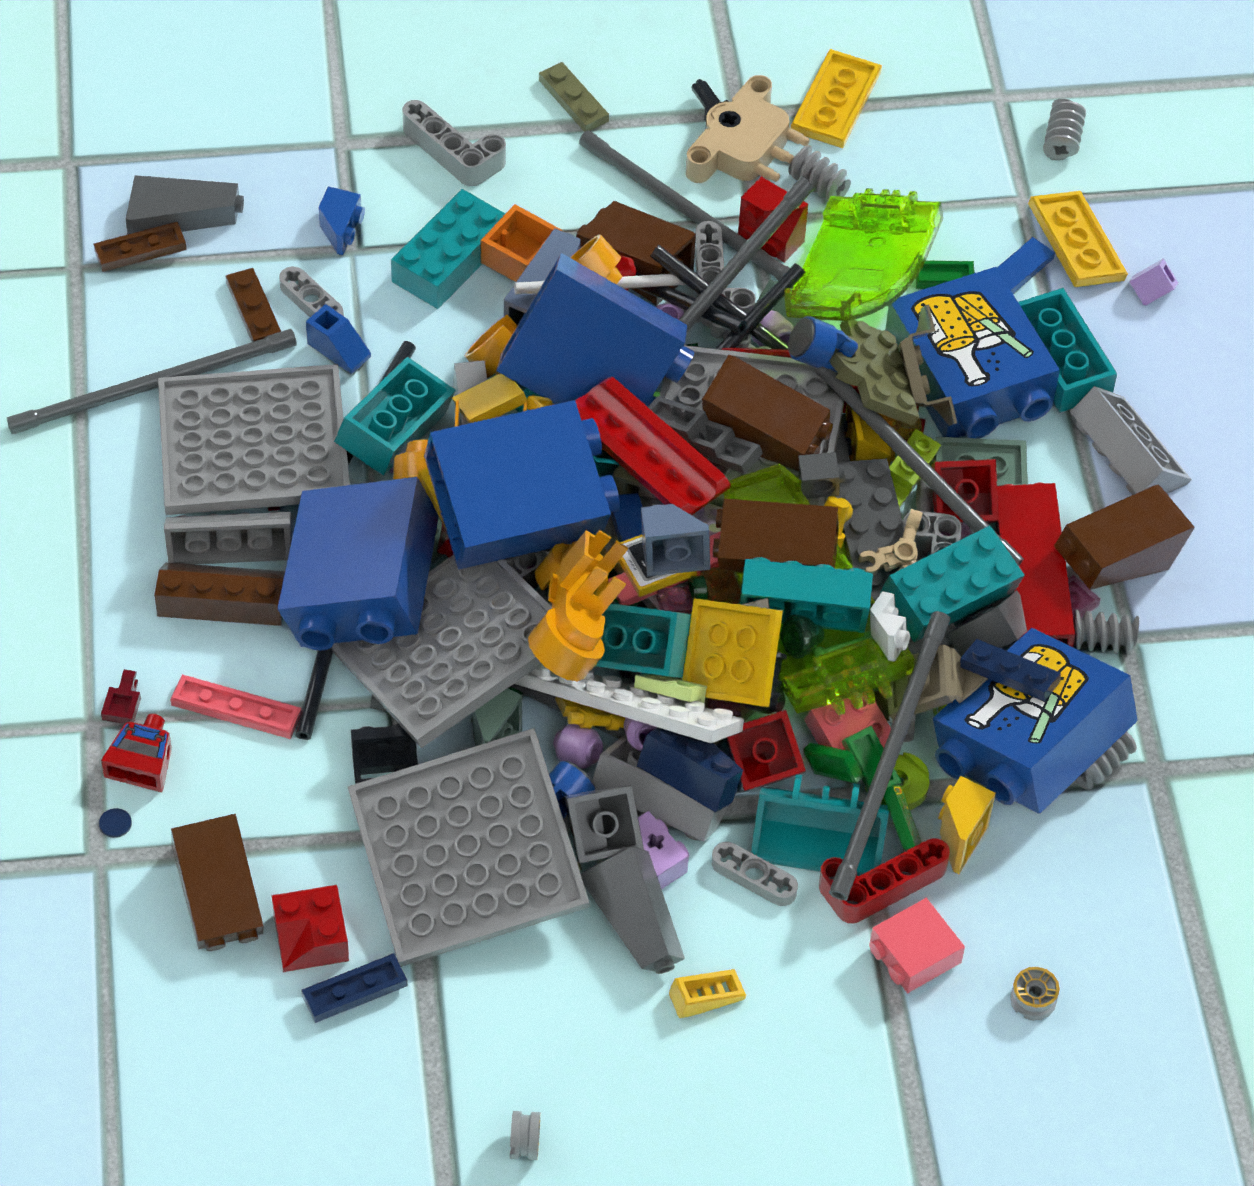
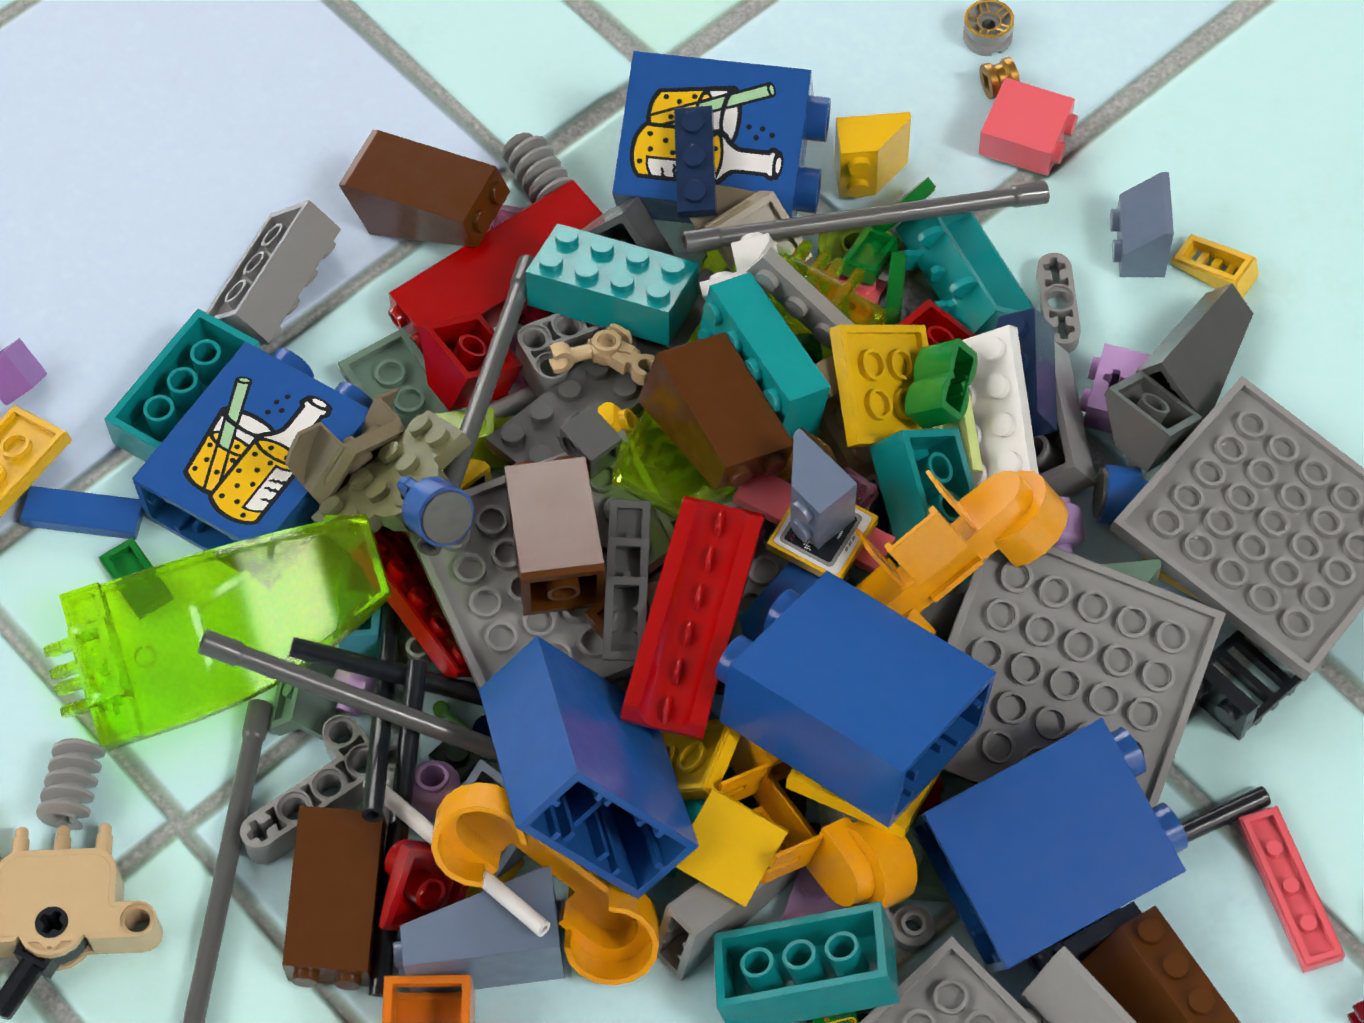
camera: 120 degrees left, 5 degrees up
(704, 677) = (941, 383): none -> green brick
(758, 204) = (191, 776): red slope -> none
(764, 955) = (1143, 228): none -> sand blue slope
(830, 634) = (797, 295): none -> light grey plate
(924, 861) = (961, 176): red beam -> none
(978, 965) = (993, 76): none -> pearl gold wheel

